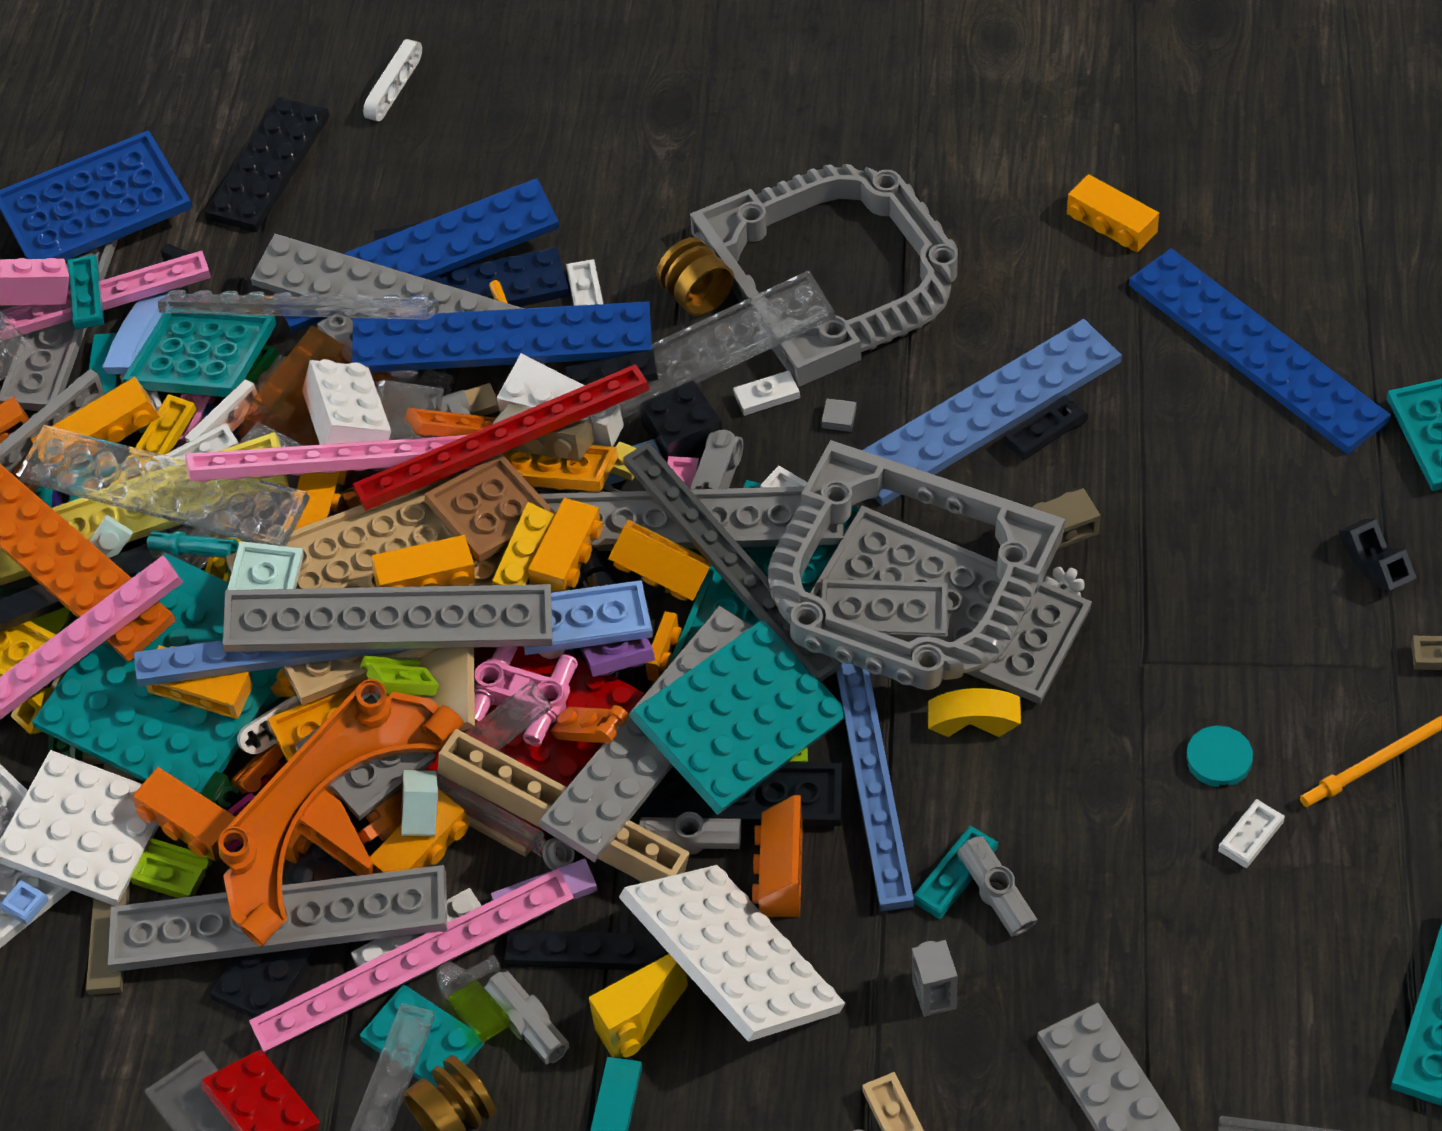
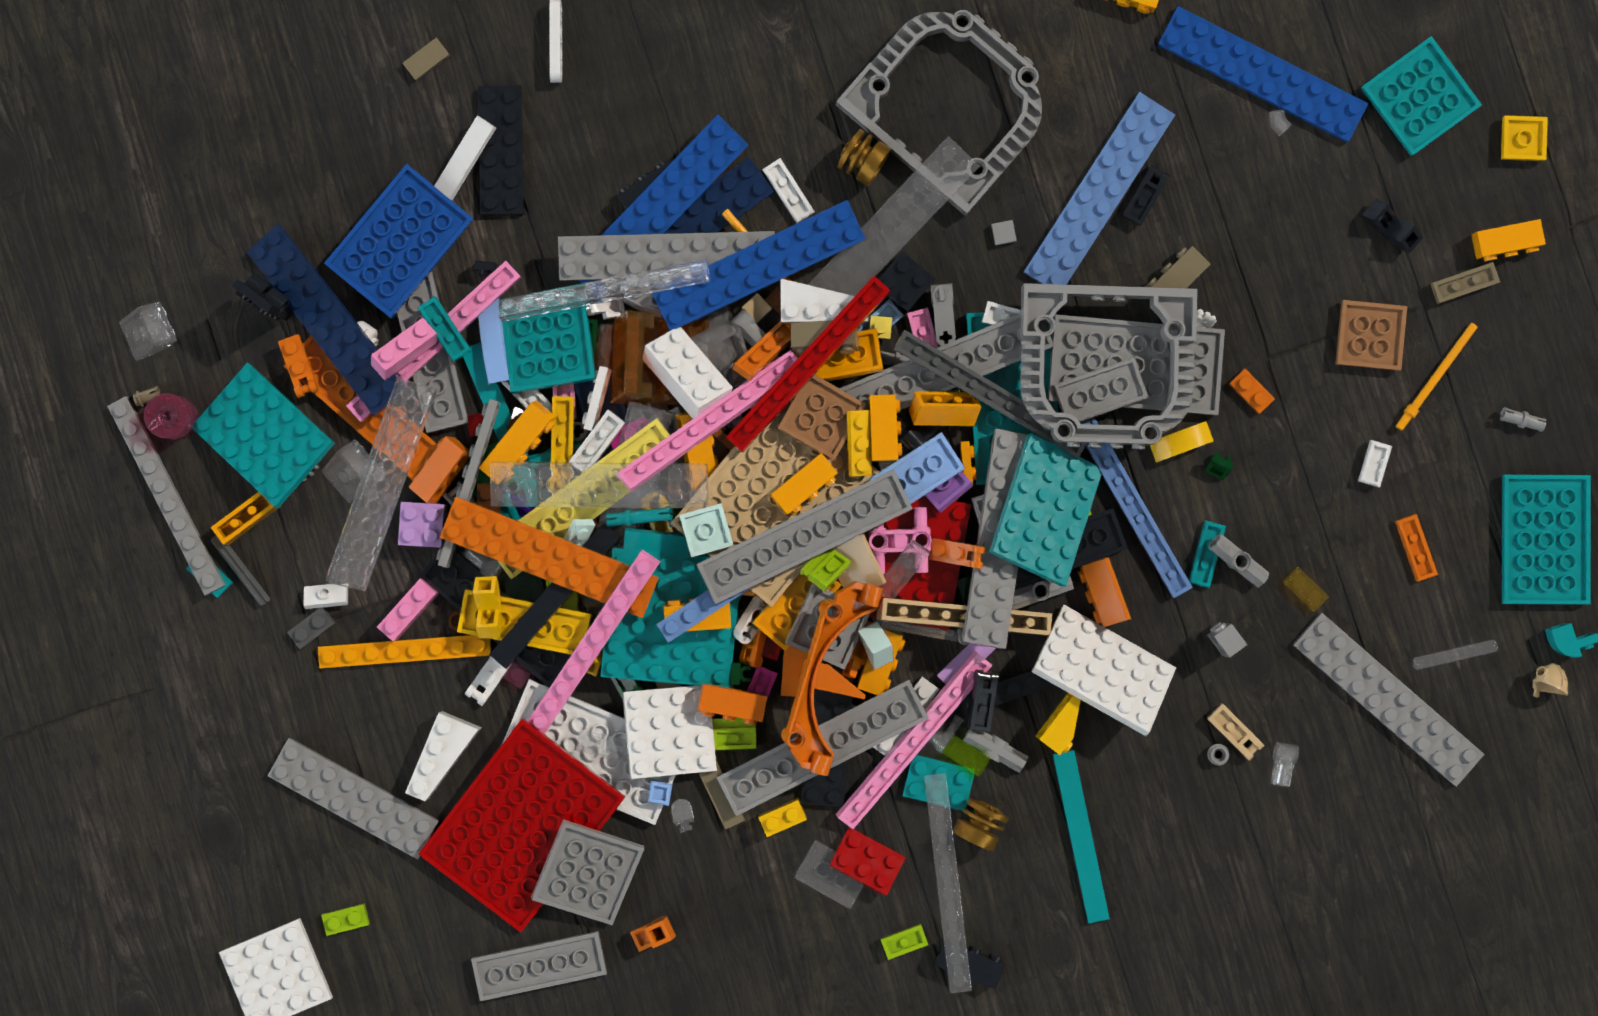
camera: 25 degrees left, 35 degrees up
(39, 948) = (682, 814): none -> clear arm
(173, 998) = (782, 817): none -> yellow brick
(222, 151) = (465, 157): none -> white tile
(237, 60) = (426, 59): none -> dark tan tile
(281, 333) = (609, 309): none -> white plate
(535, 936) = (982, 701): none -> black plate
(595, 370) = (844, 263): black plate -> none
(766, 393) = (947, 231): white plate -> none
(1016, 762) = (1219, 466): none -> dark green tile
(1085, 966) = (1305, 589): none -> clear yellow plate
(1103, 691) = (1251, 391): none -> orange plate
(1219, 756) = (1338, 413): teal tile -> none
(1259, 402) = (1278, 121): none -> clear piece
(1278, 968) = (1416, 547): none -> orange tile
(1302, 674) = (1371, 335): none -> medium nougat plate

